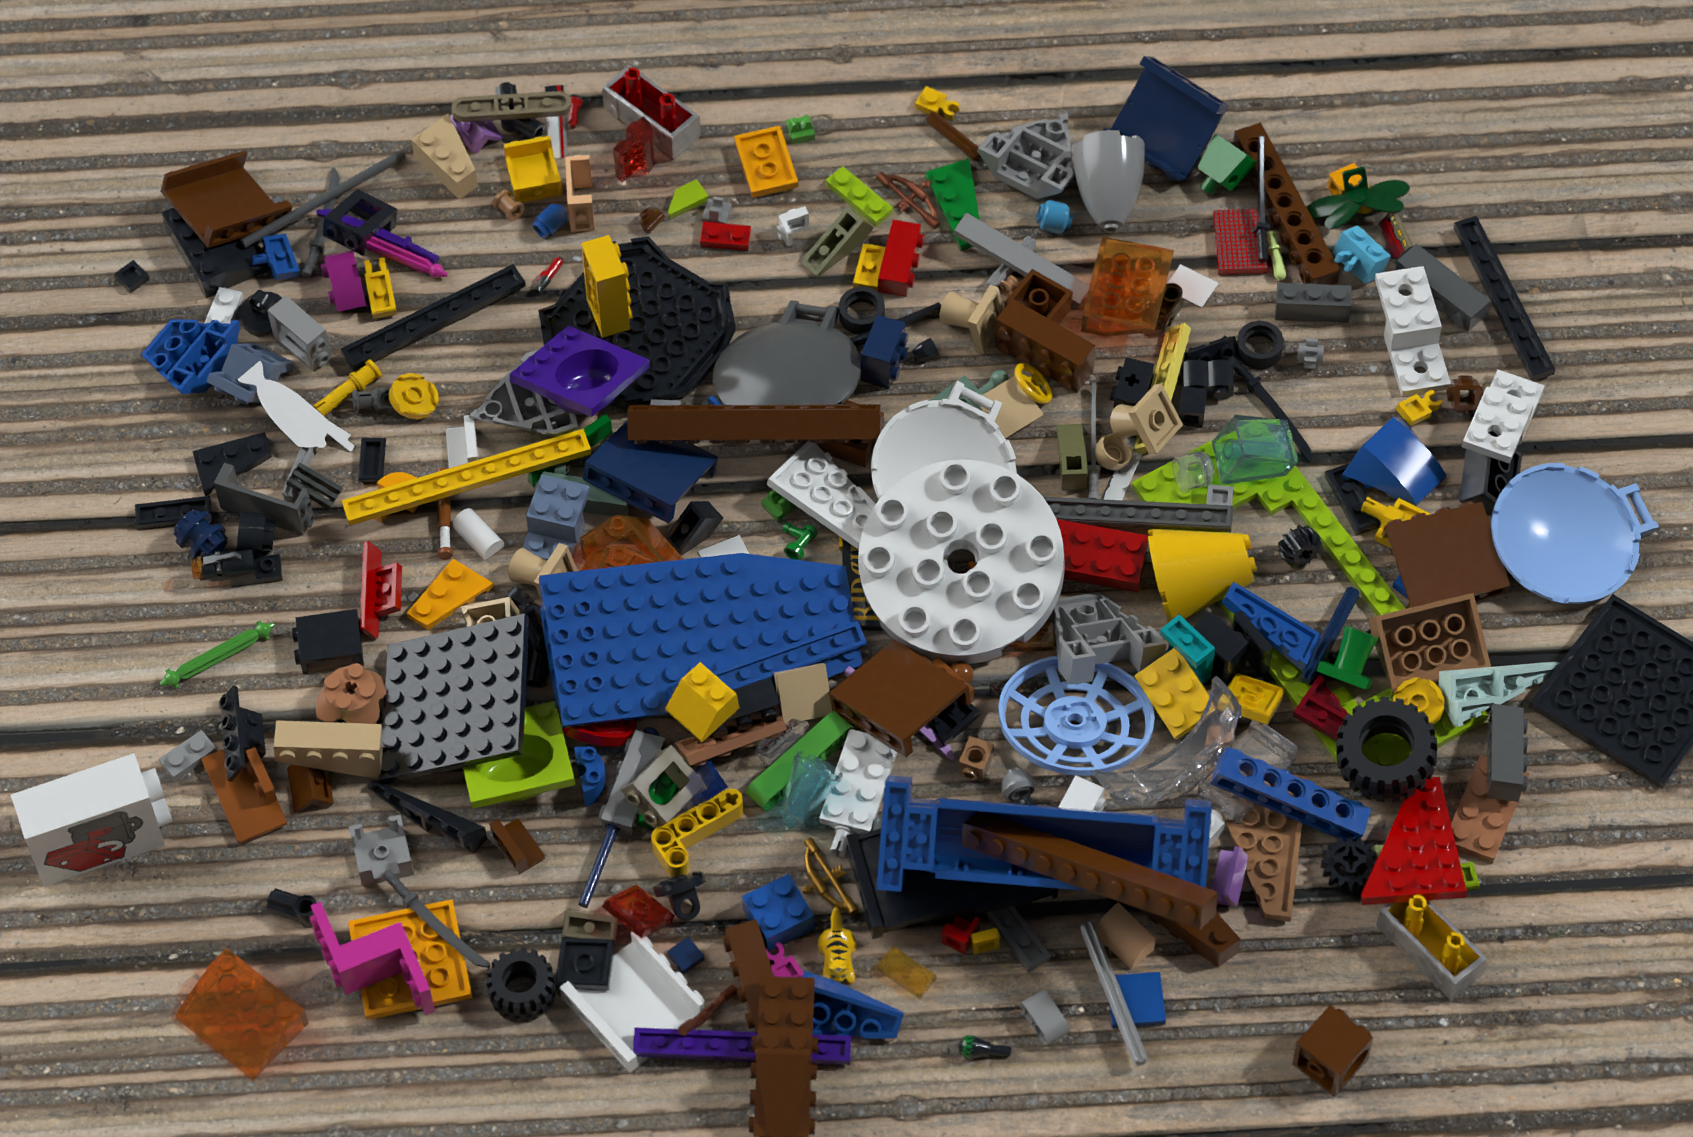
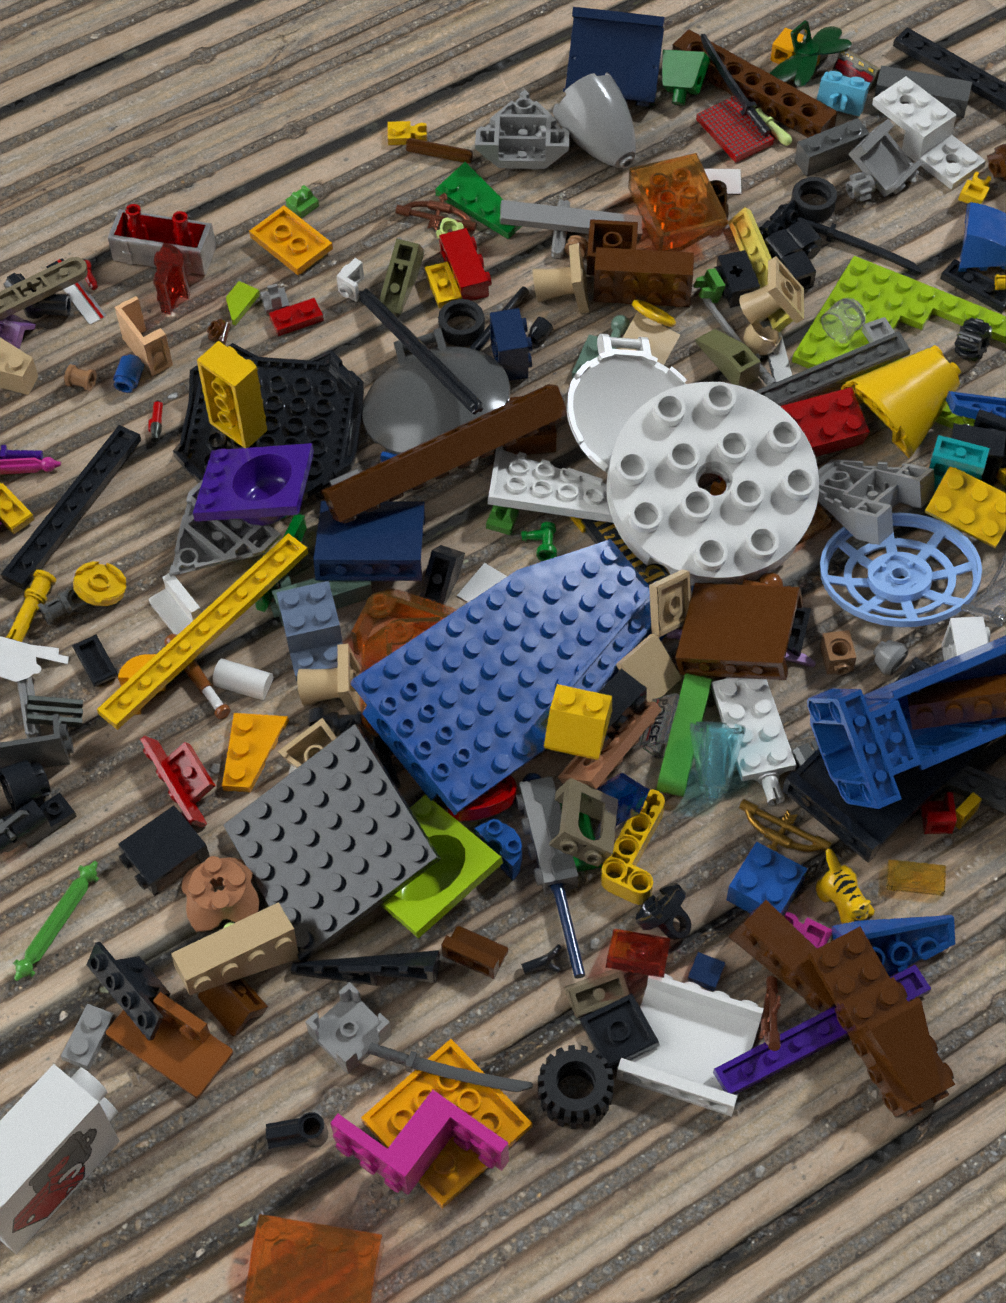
camera: 30 degrees left, 0 degrees up
(532, 169) = (82, 338): yellow panel -> none
(563, 880) = (542, 962): none -> black bar
(797, 320) = (421, 352): none -> black axle
(856, 643) = (669, 602): none -> tan tile
(859, 196) = (387, 231): lime plate -> none
(911, 211) = (448, 223): none -> yellowish green plate
(1054, 217) = (571, 175): dark azure head -> none
(1104, 382) = (710, 285): none -> bright green tile
(1254, 449) = (880, 278): clear light blue slope -> none
(1349, 339) = (884, 160): none -> light grey panel

